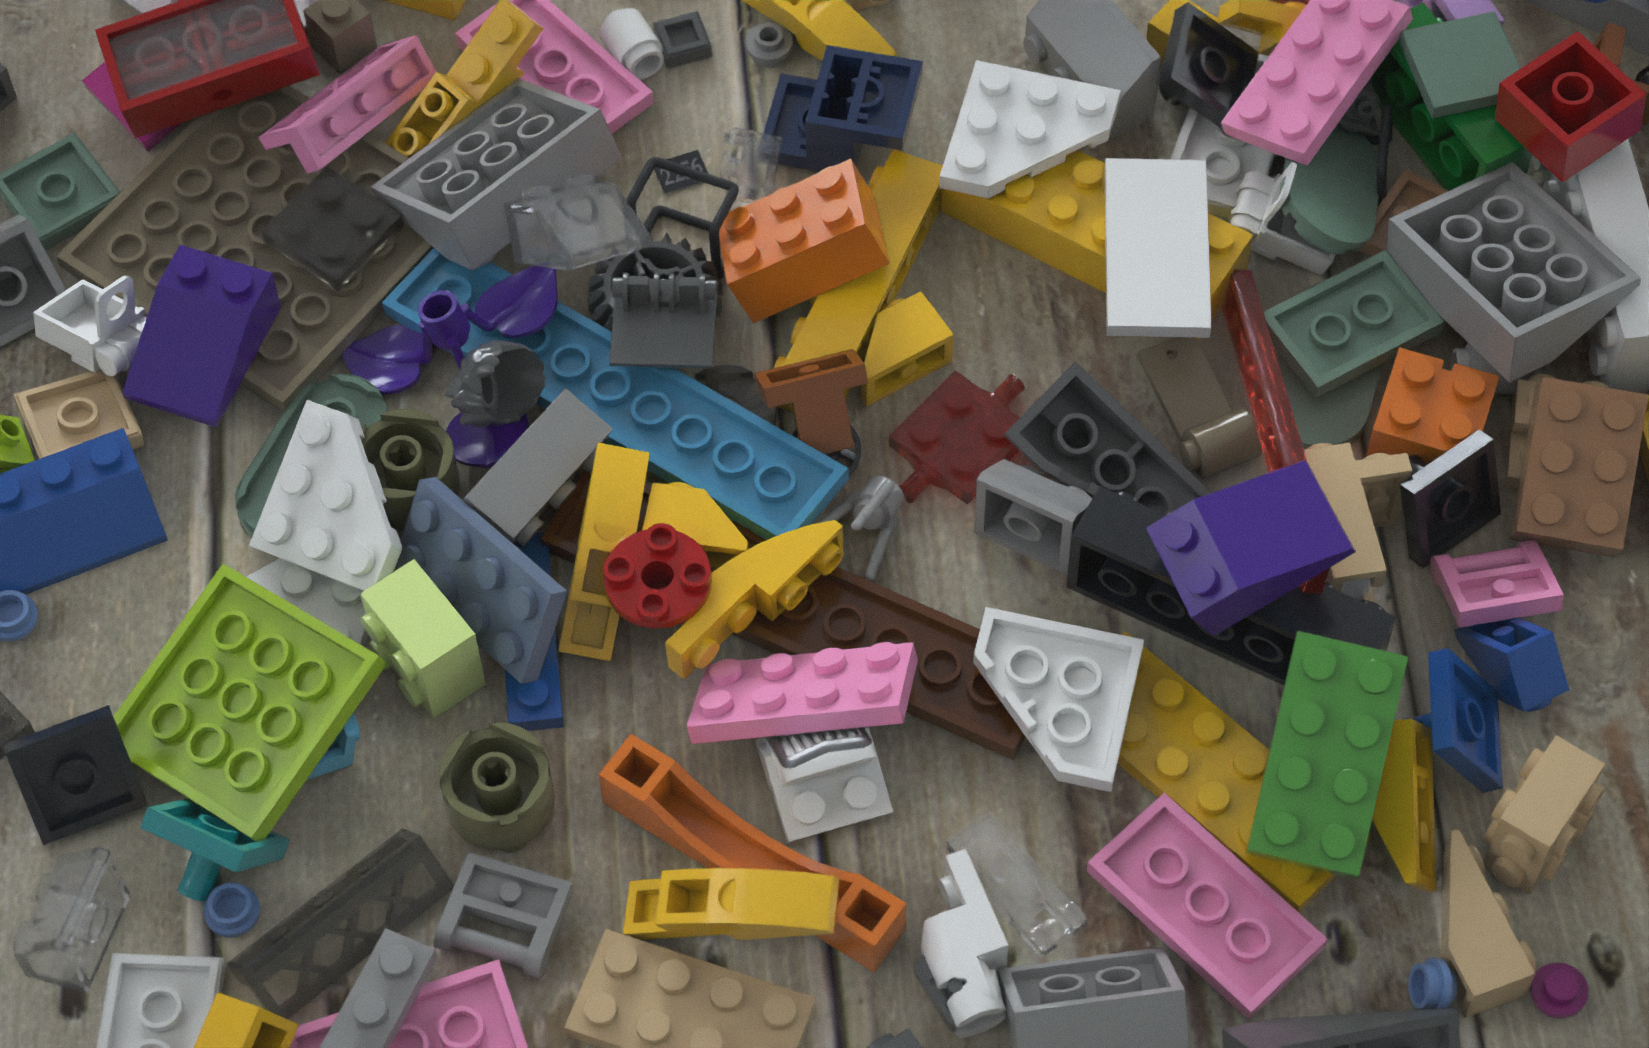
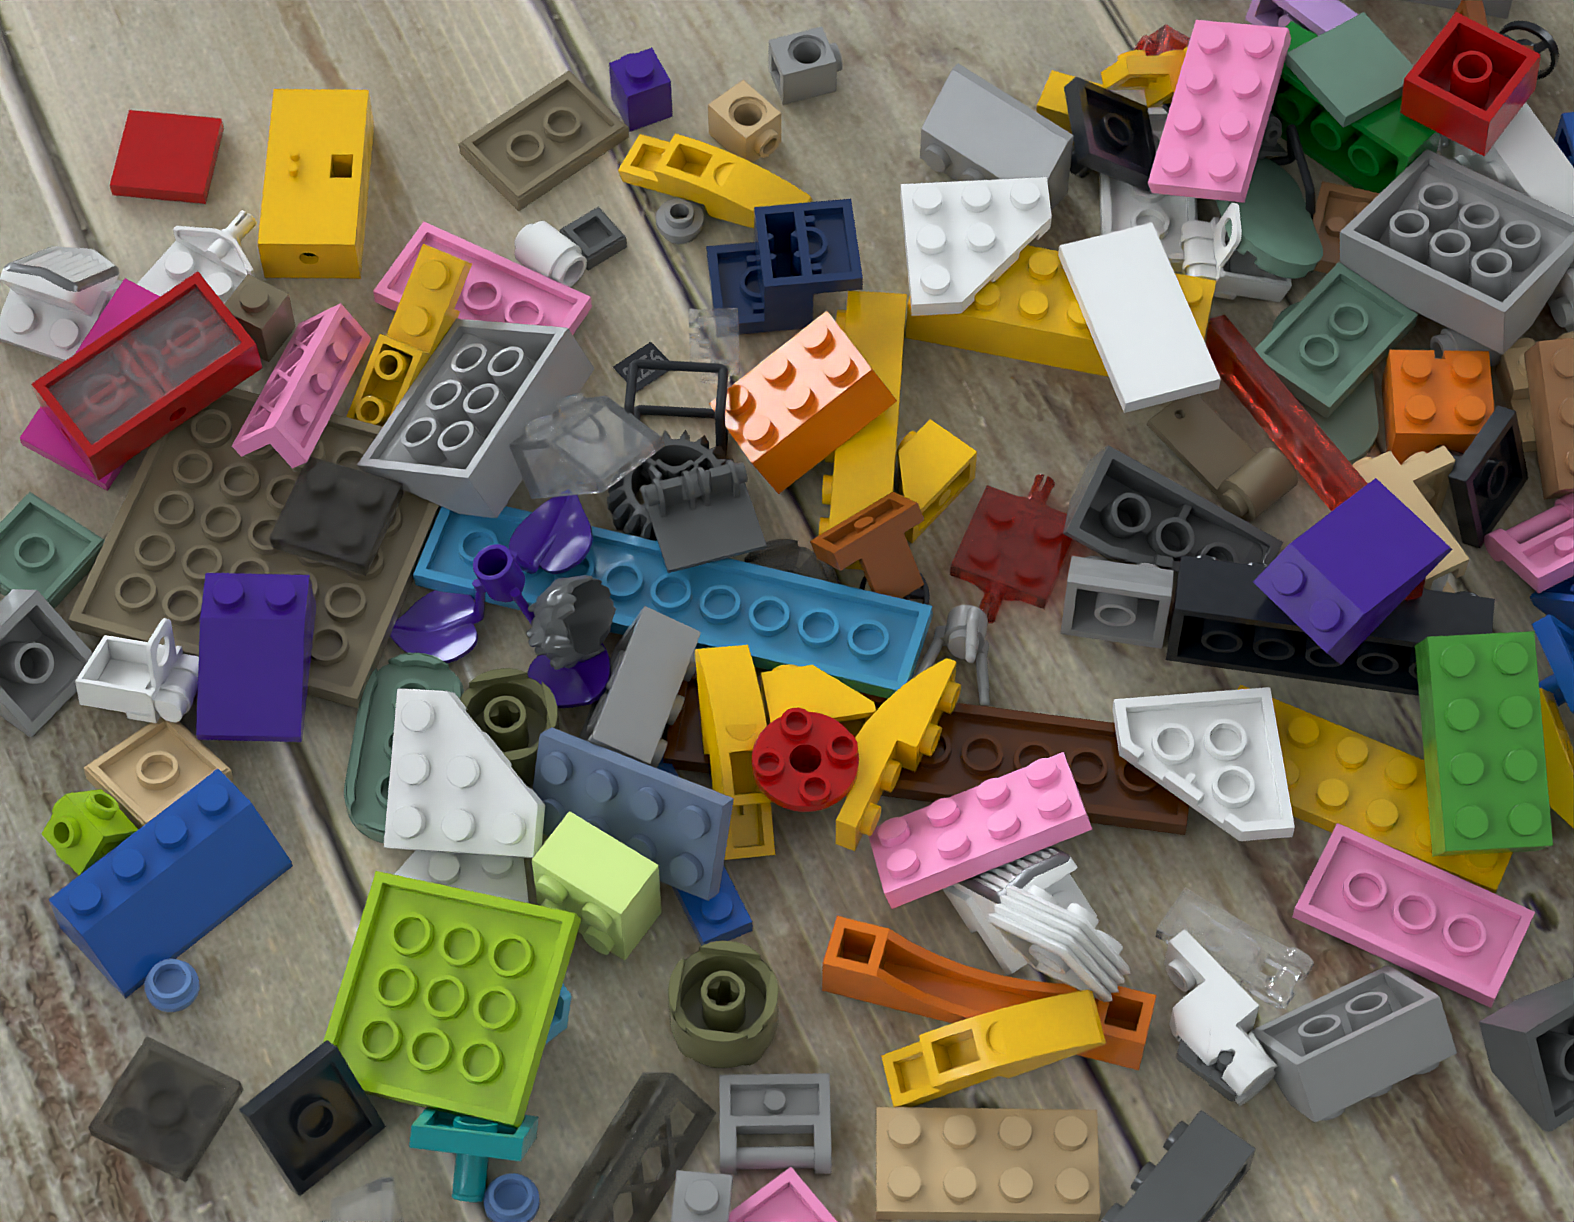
camera: 20 degrees left, 0 degrees up
(827, 820) = (1060, 941): none -> white brick

